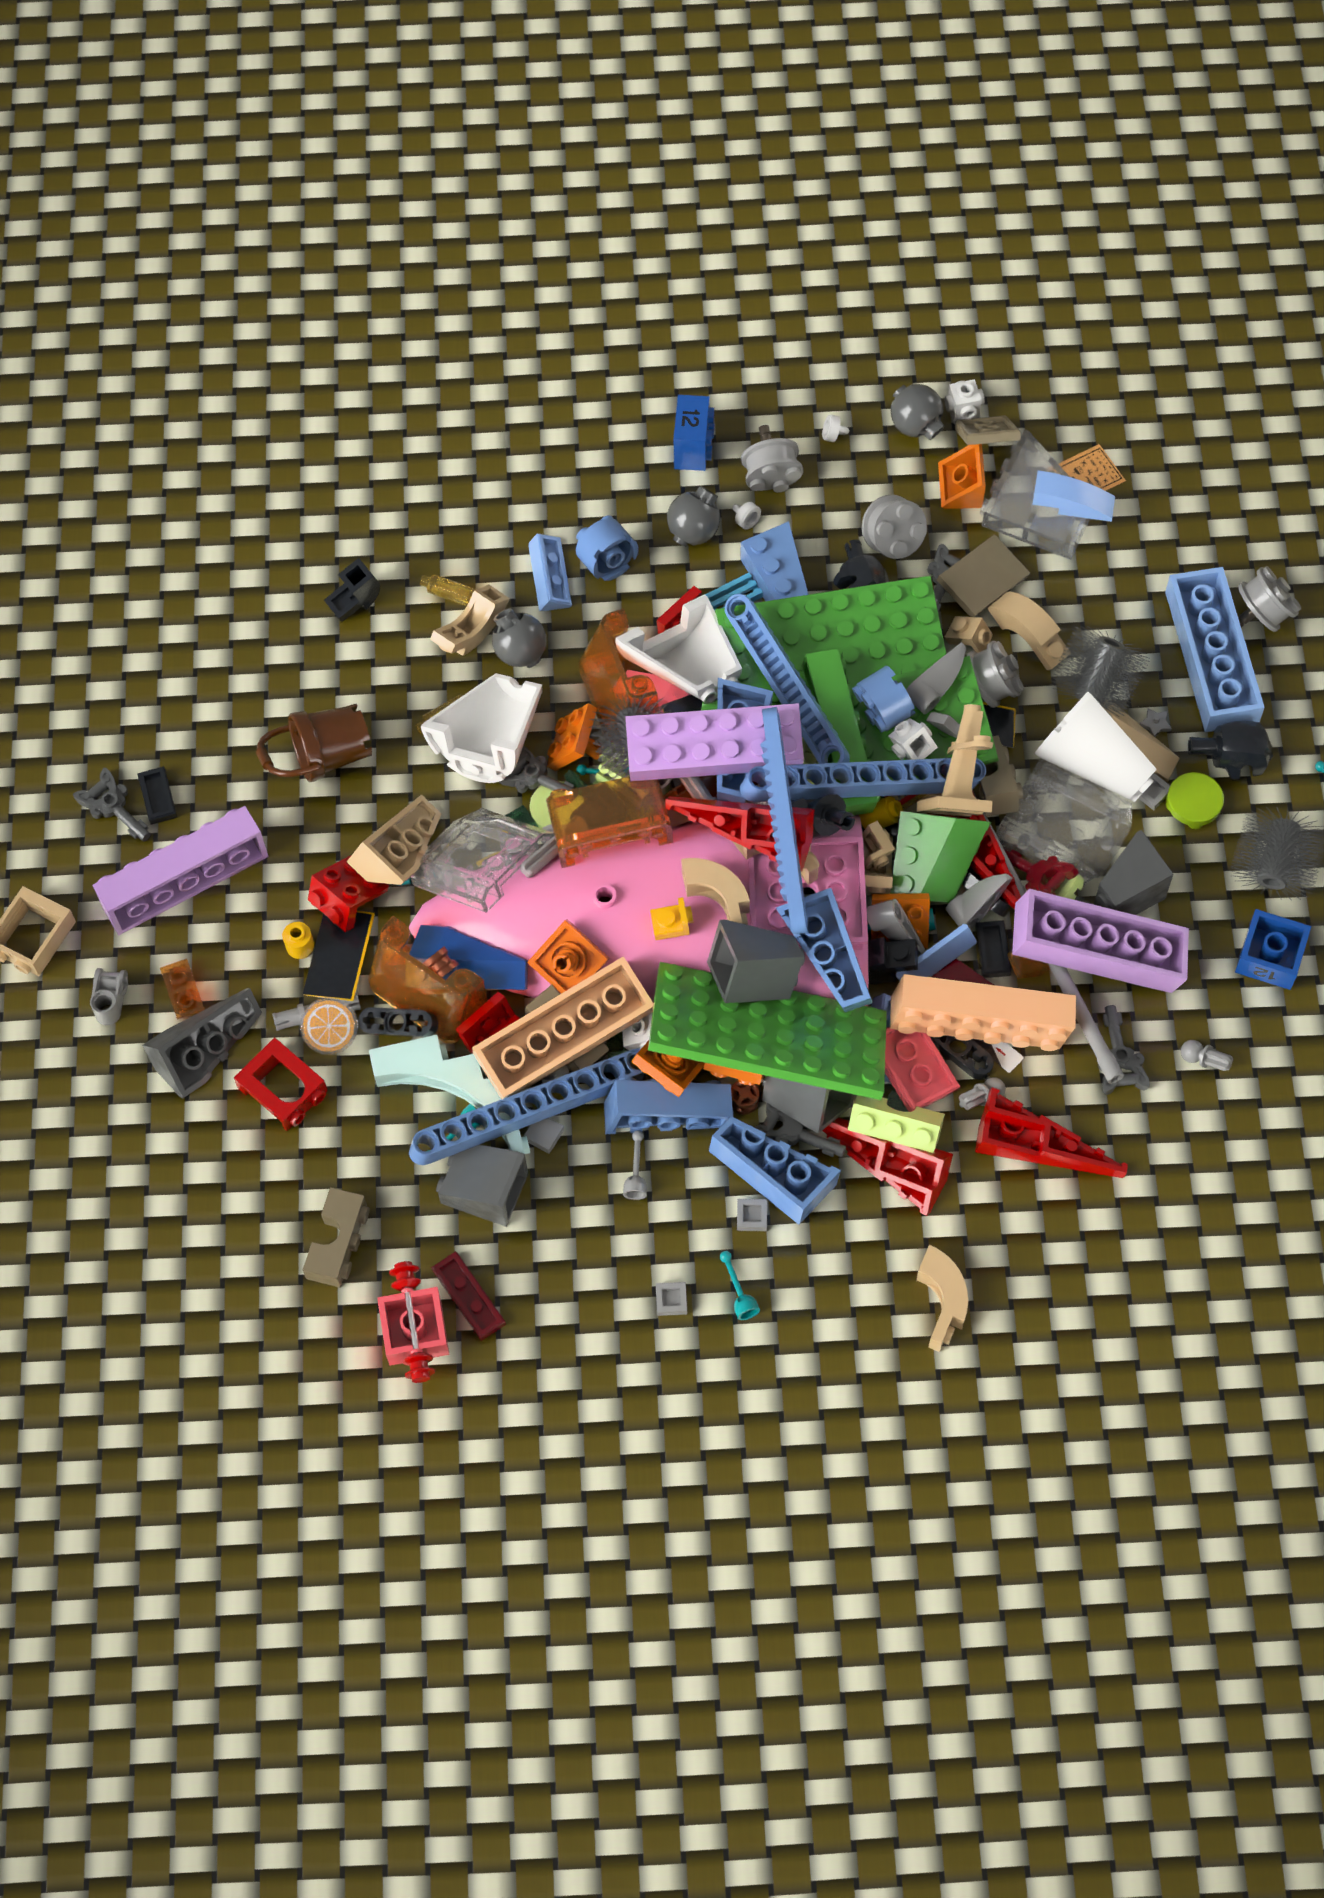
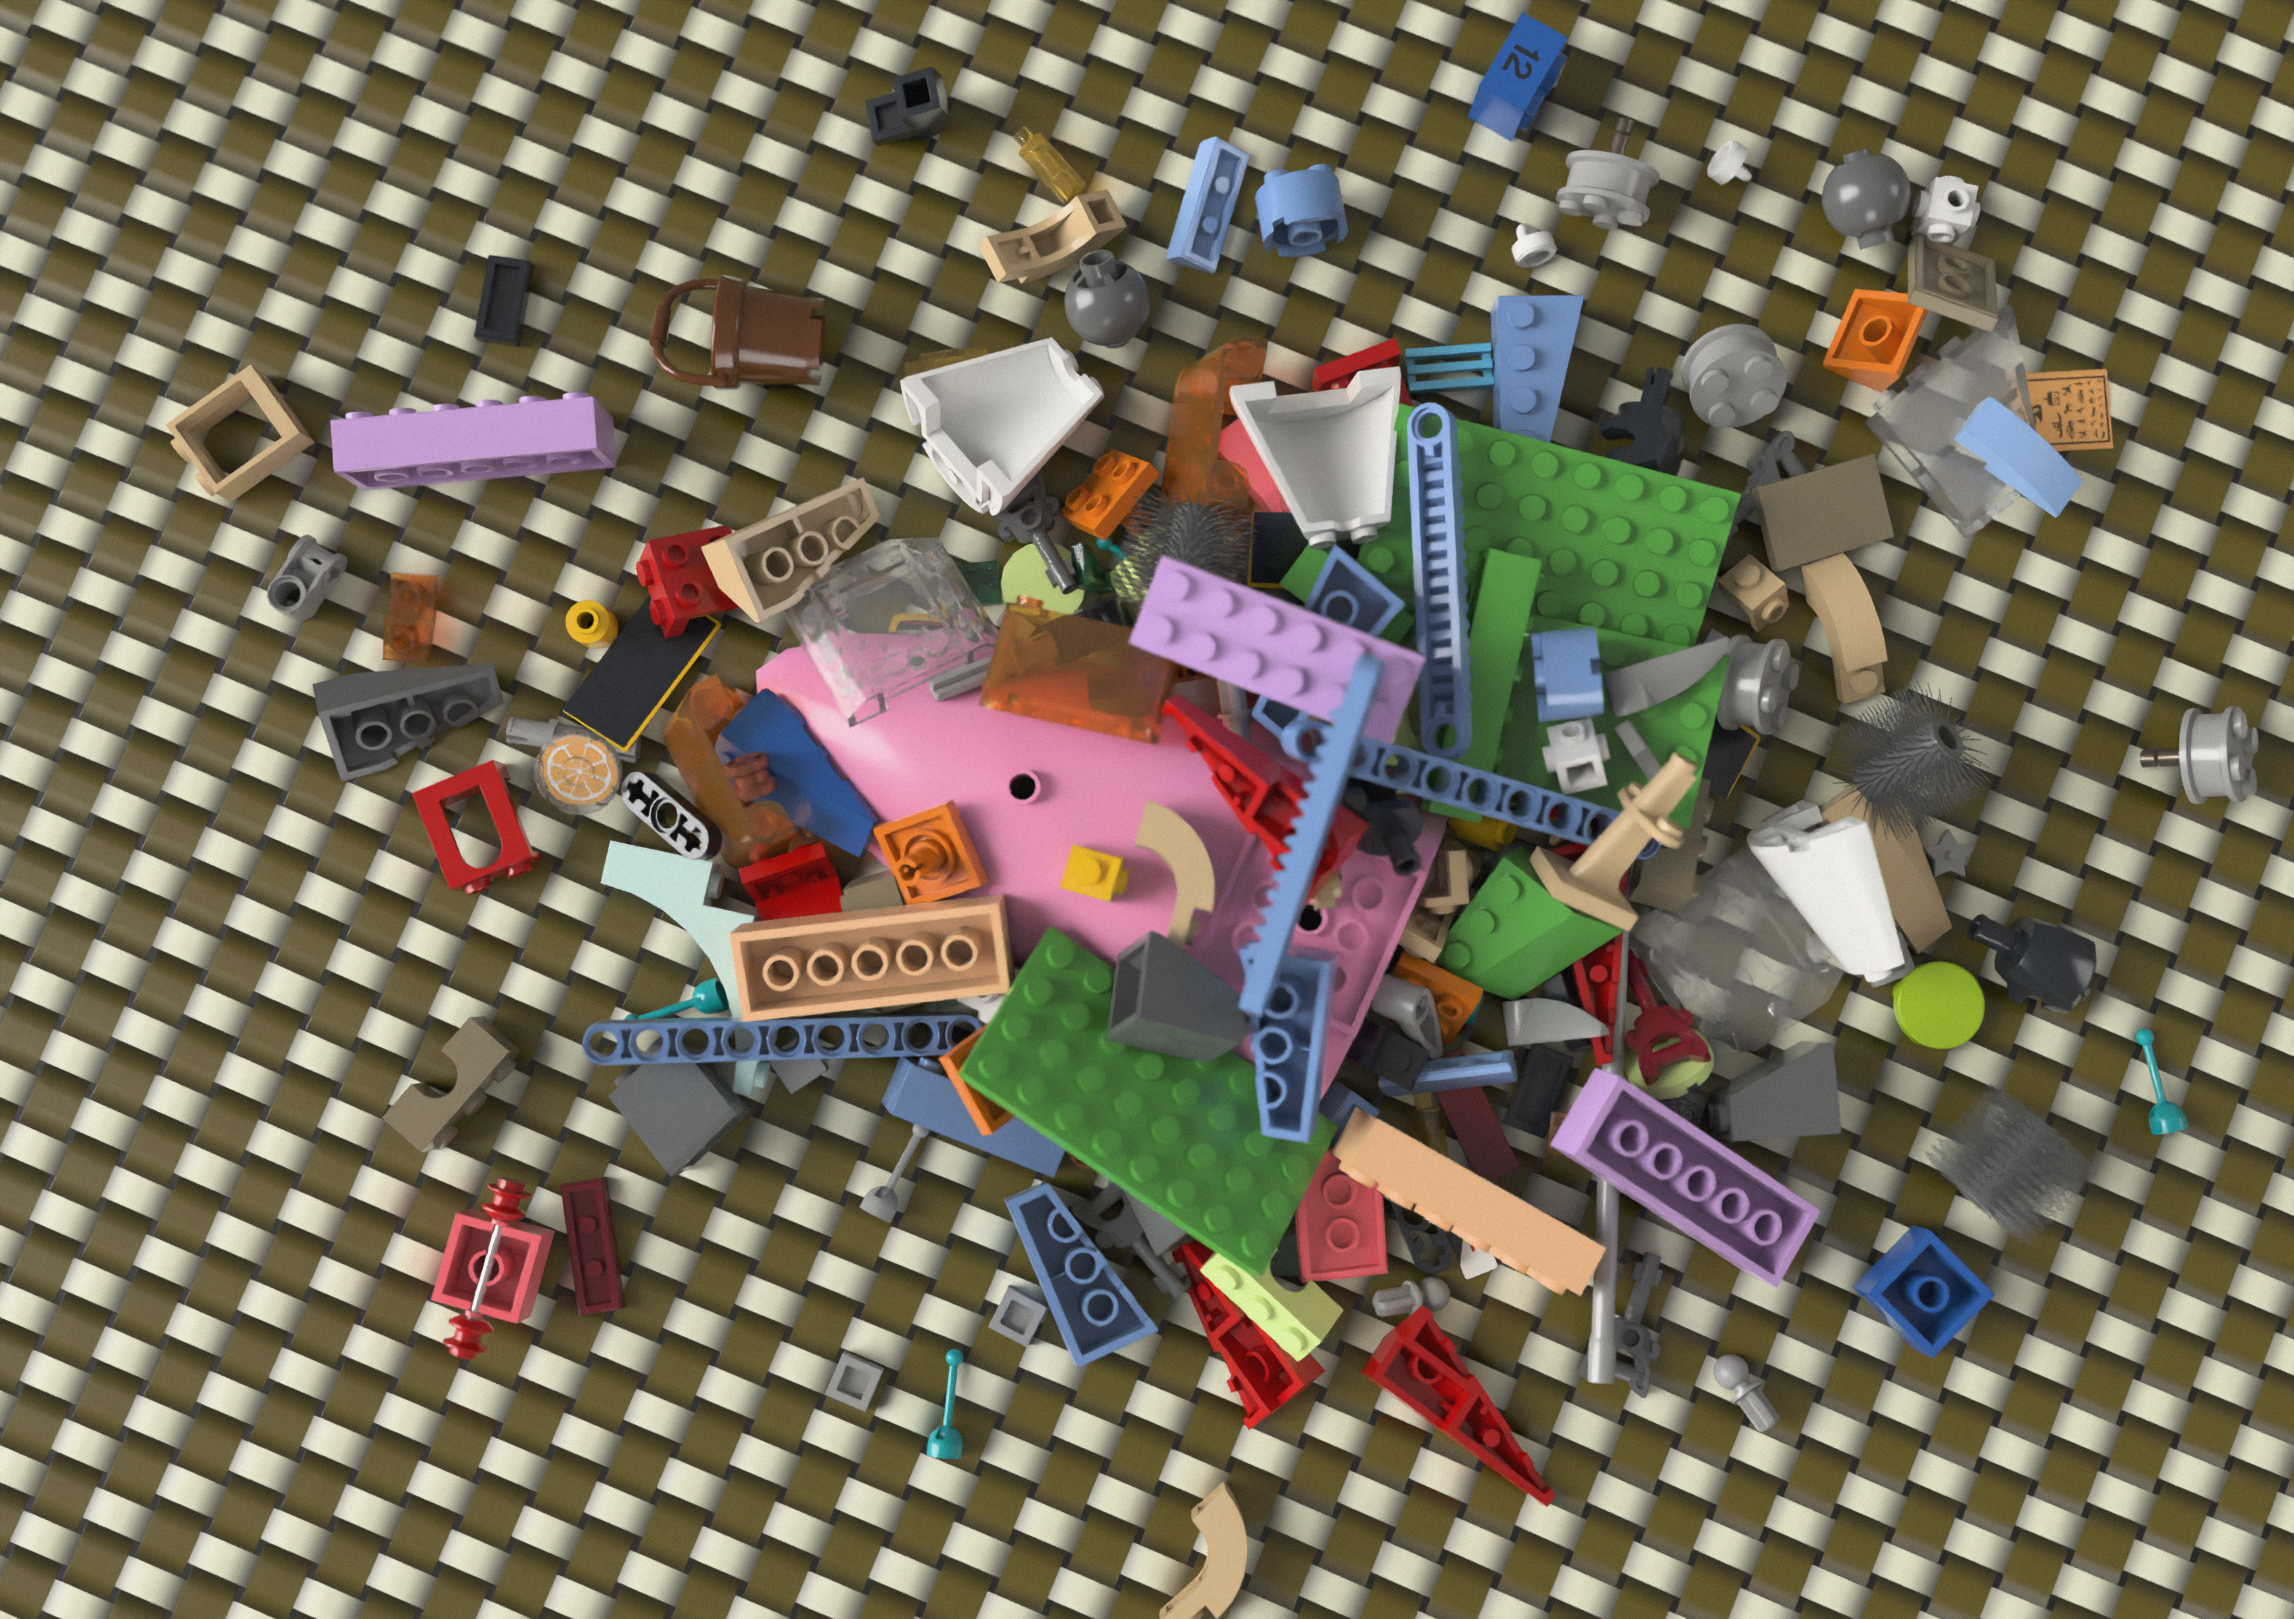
camera: 25 degrees right, 20 degrees up
(111, 804) = (436, 284): dark grey piece -> none
(694, 517) = (1452, 220): dark grey brick -> none
(1214, 648) = (2094, 790): light blue brick -> none

